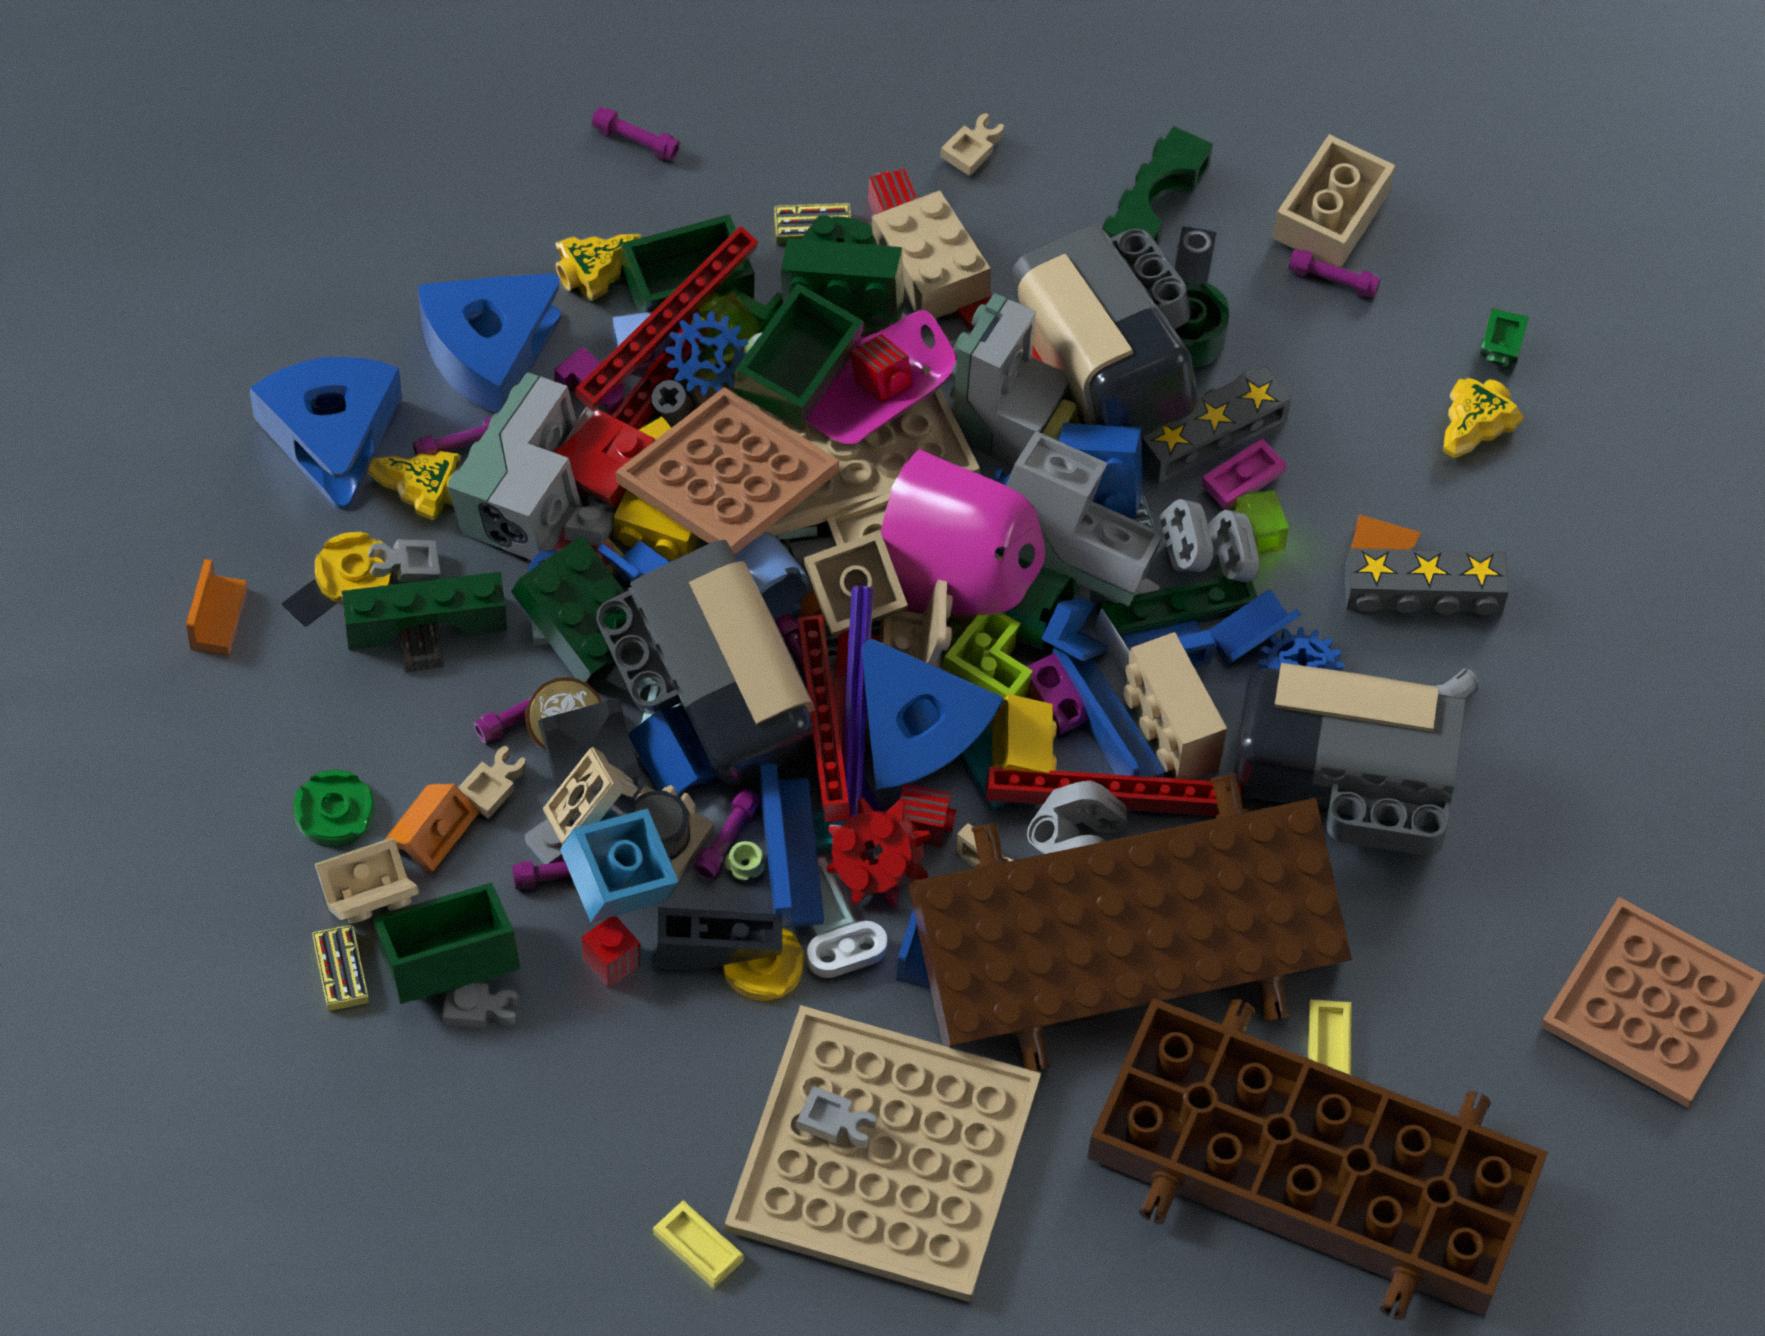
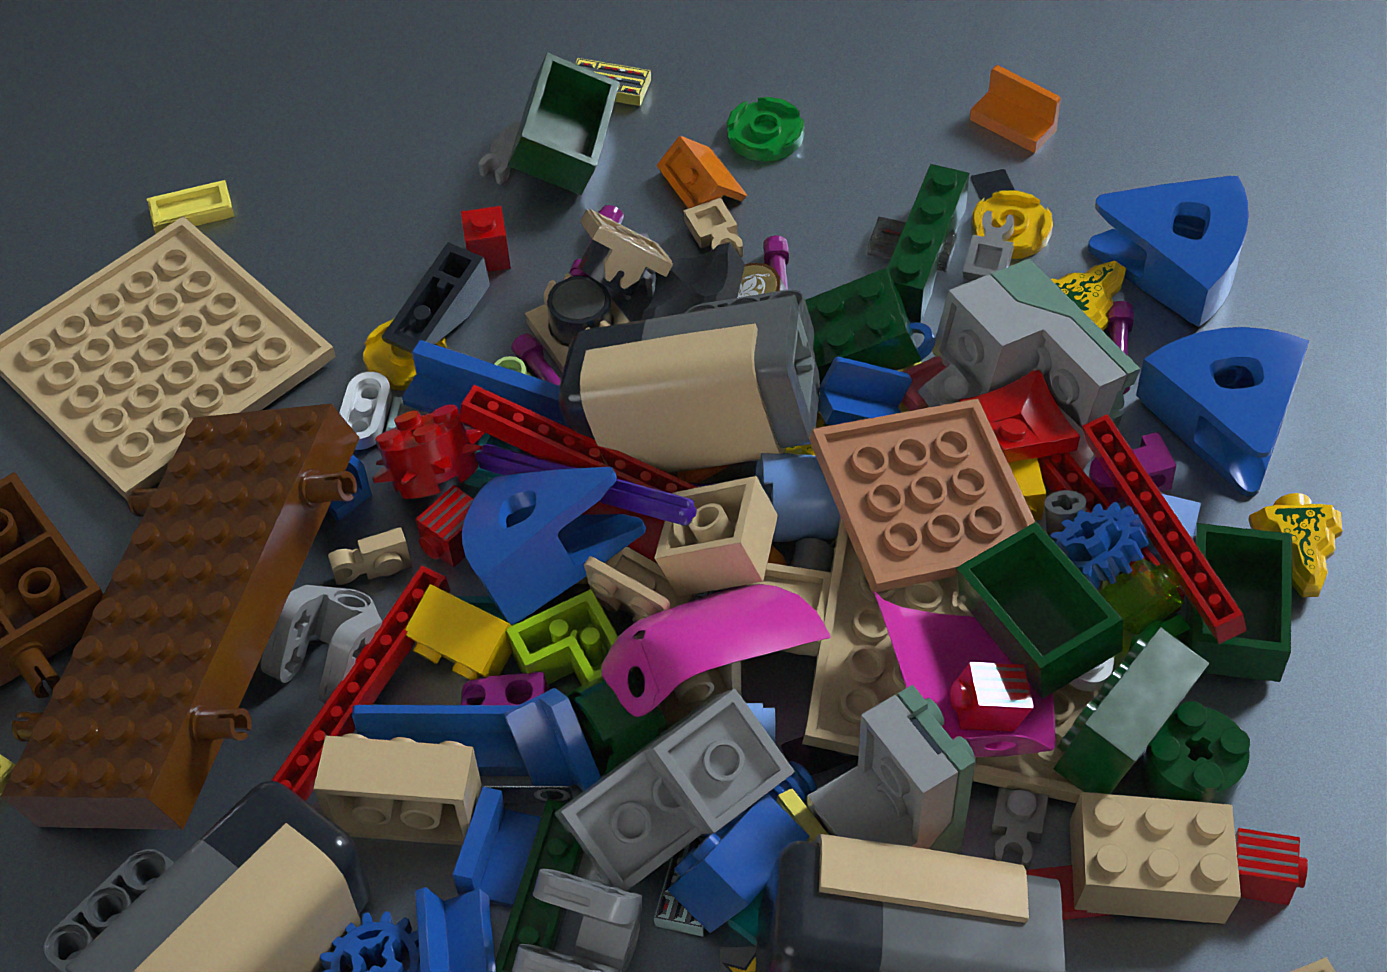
camera: 125 degrees right, 5 degrees down
(365, 881) = (654, 108): tan bracket -> none
(619, 865) = (532, 229): dark azure brick -> none
(794, 220) = (1271, 777): tile -> none
(830, 1114) = (202, 308): light grey plate -> none

